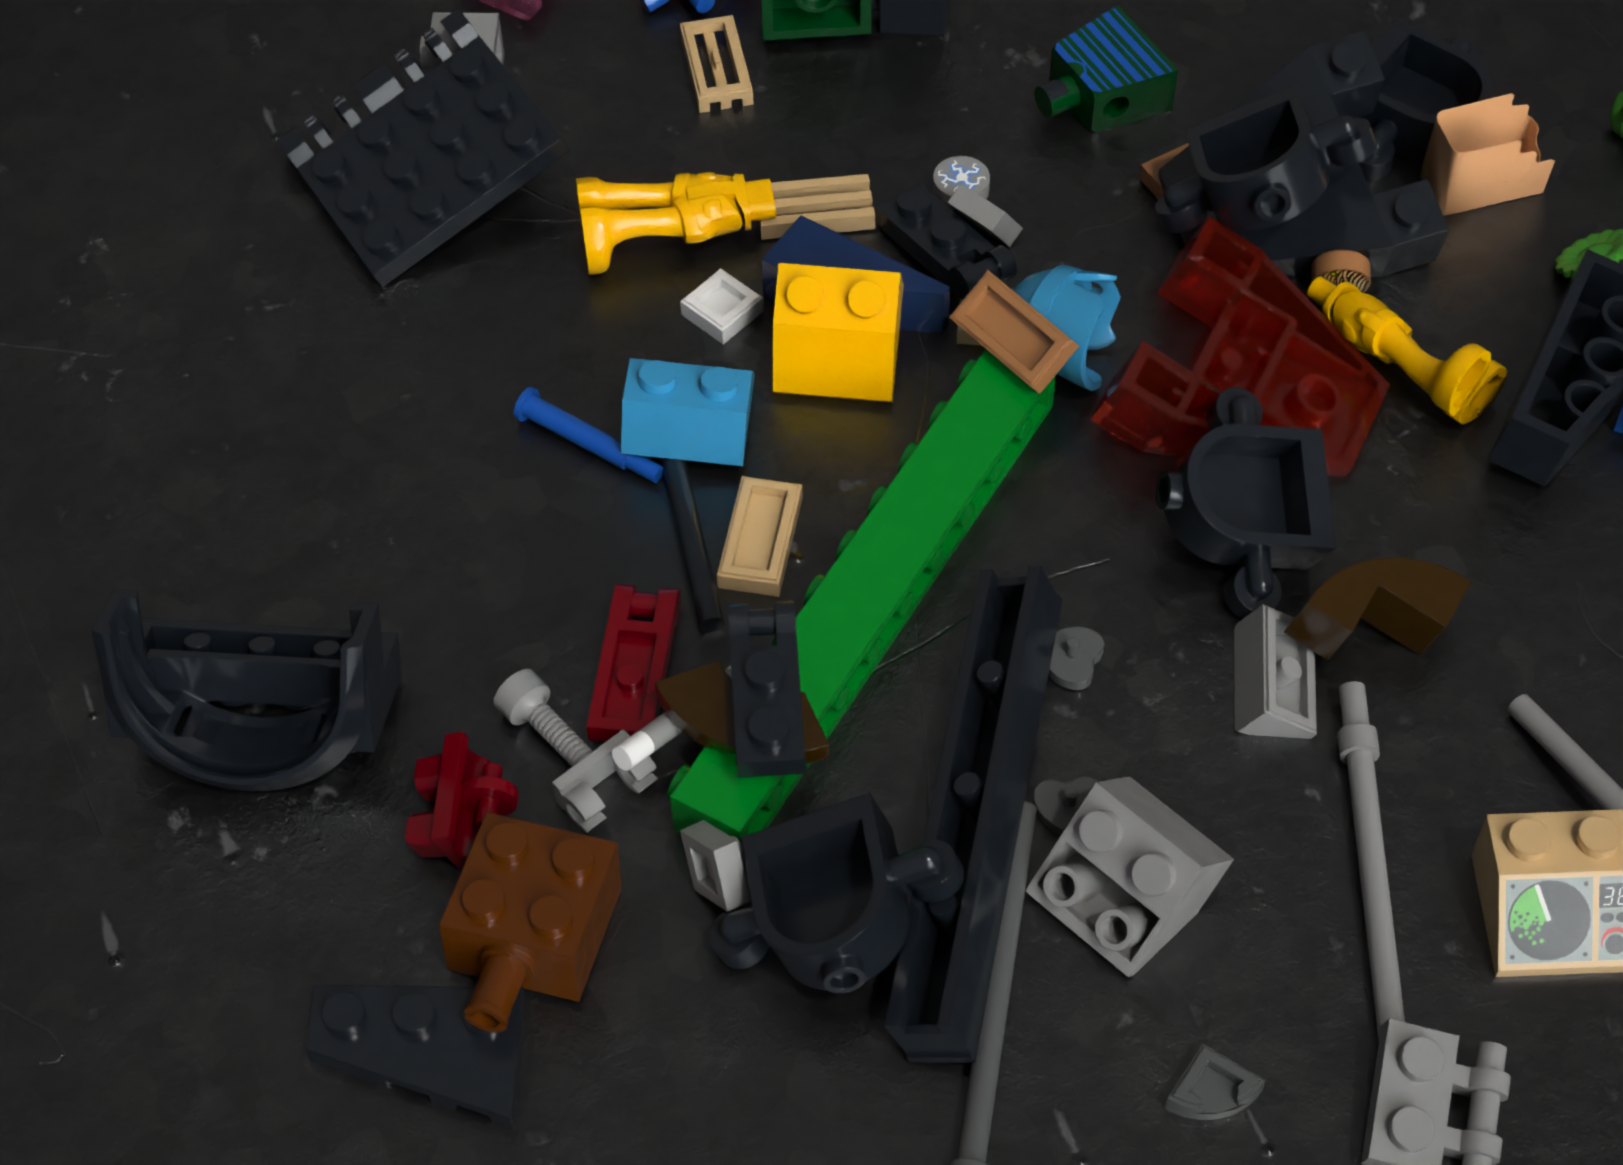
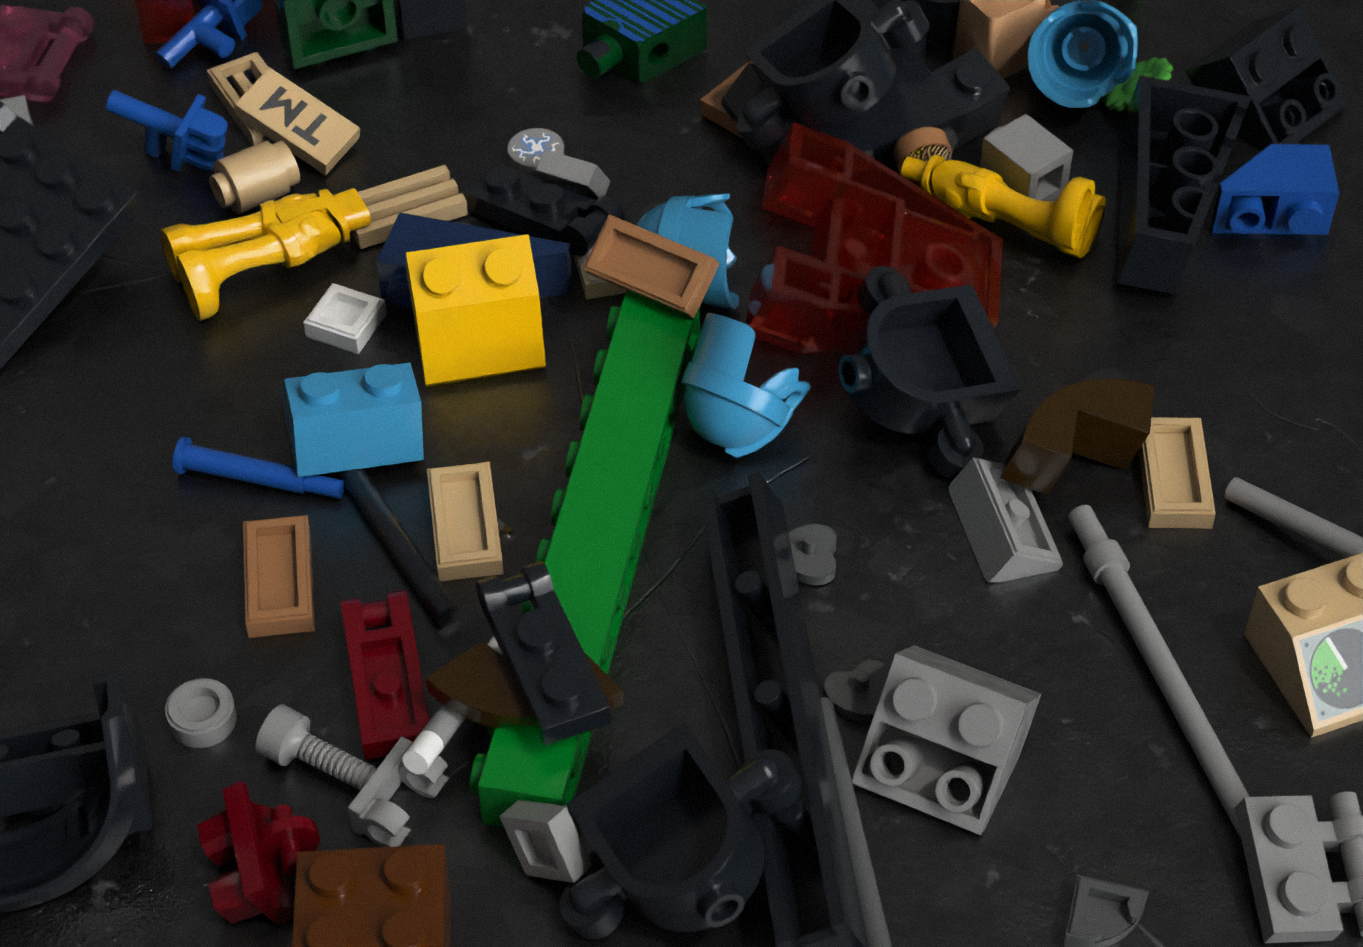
camera: 20 degrees left, 5 degrees down
(460, 655) = (201, 713): none -> light grey tile
(573, 544) = (278, 576): none -> medium nougat tile
(638, 90) = (197, 136): none -> blue arm
(684, 143) = (254, 176): none -> tan brick
(743, 96) = (298, 119): none -> tan tile
(1035, 480) = (726, 407): none -> dark azure helmet
(1442, 309) = (1028, 158): none -> light grey brick
(1467, 673) = (1176, 475): none -> tan tile
(1524, 219) = (1076, 75): none -> dark azure helmet

